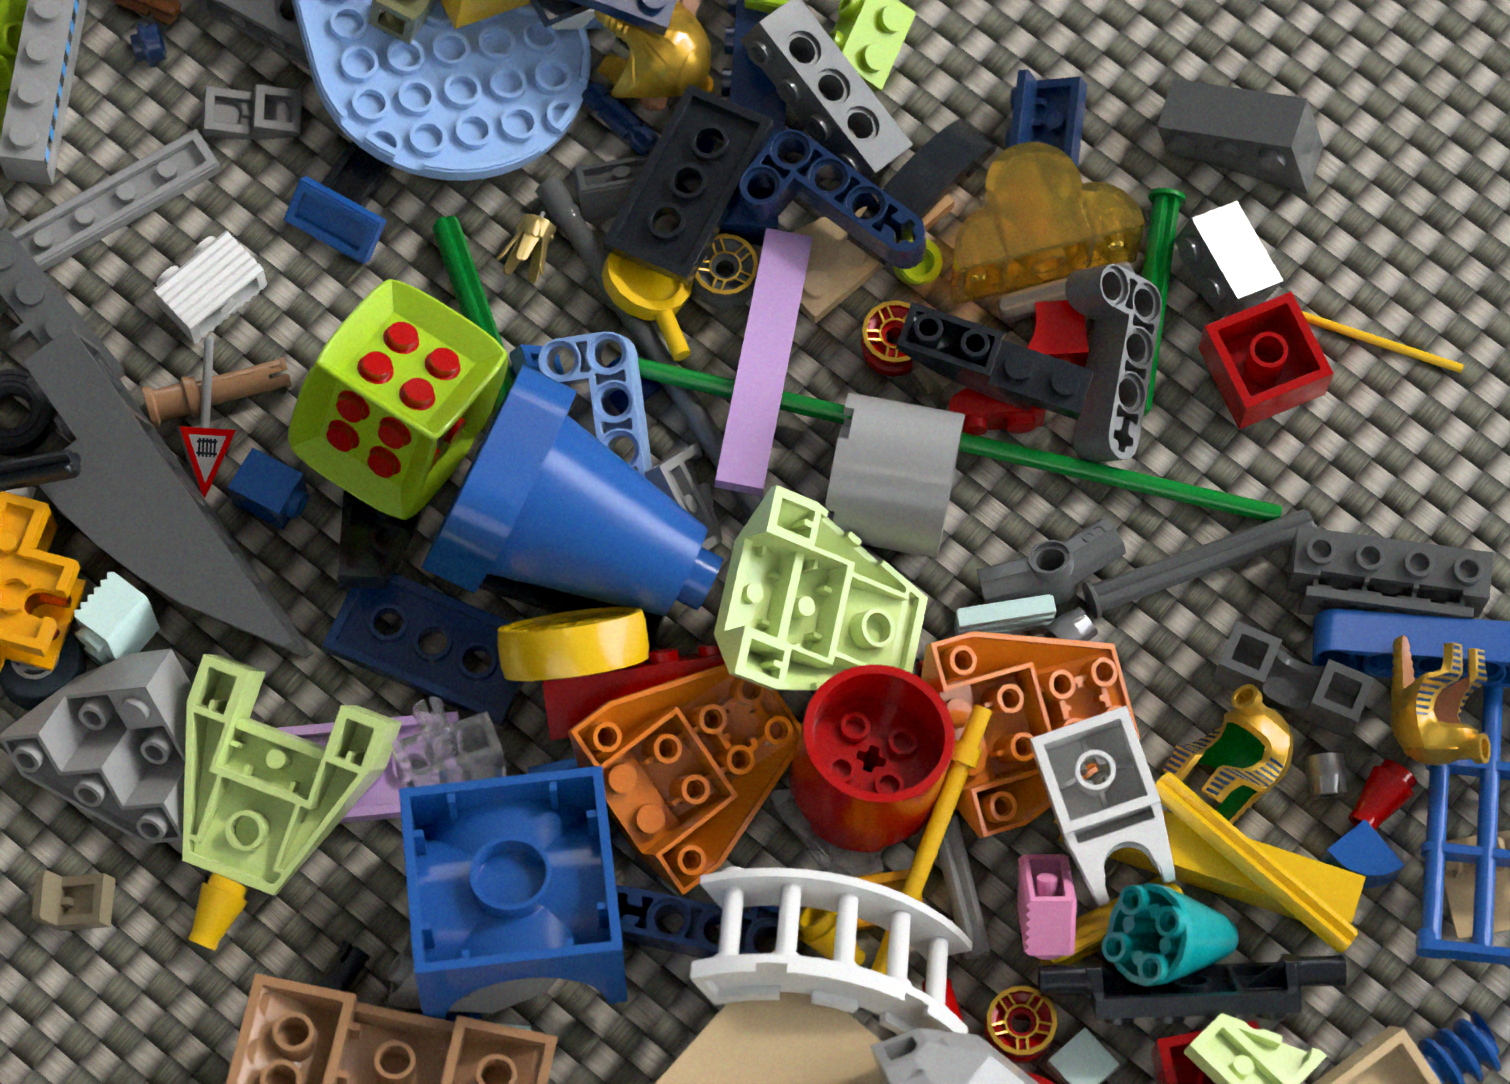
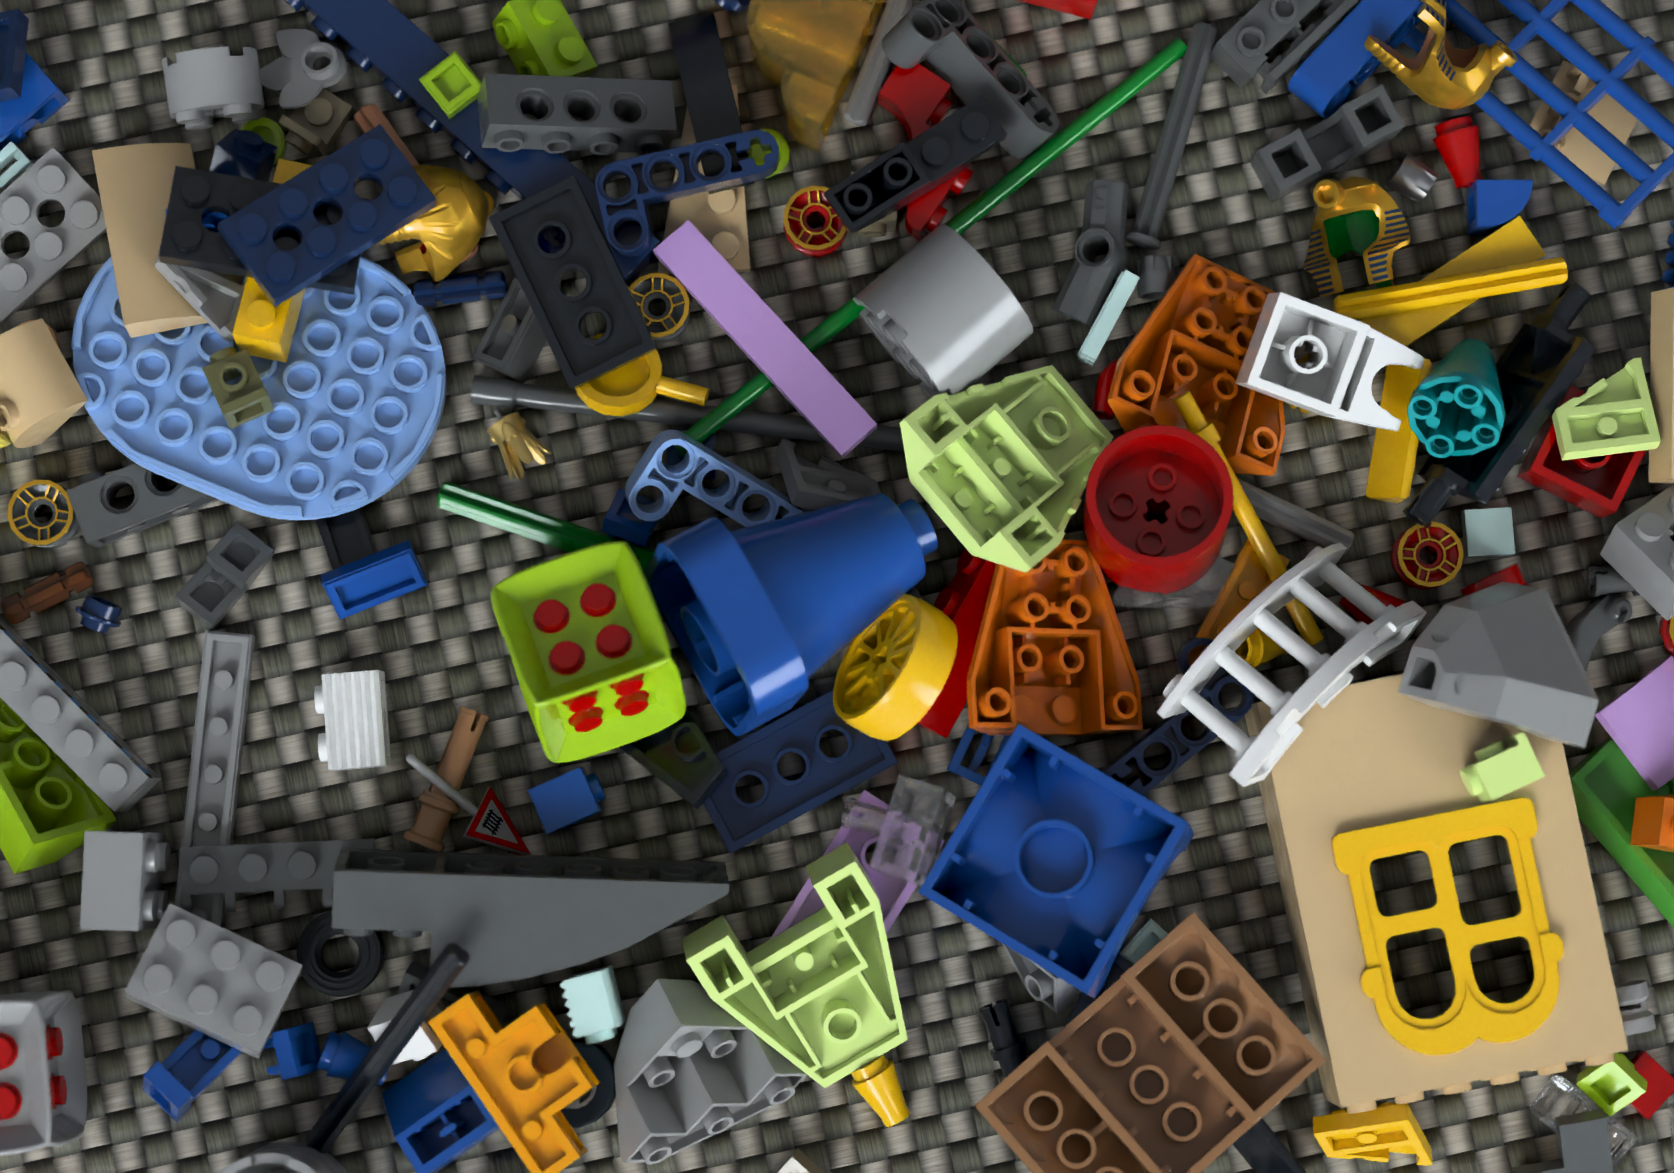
camera: 55 degrees left, 15 degrees up
(1046, 905) = (1363, 468): bright pink brick -> none

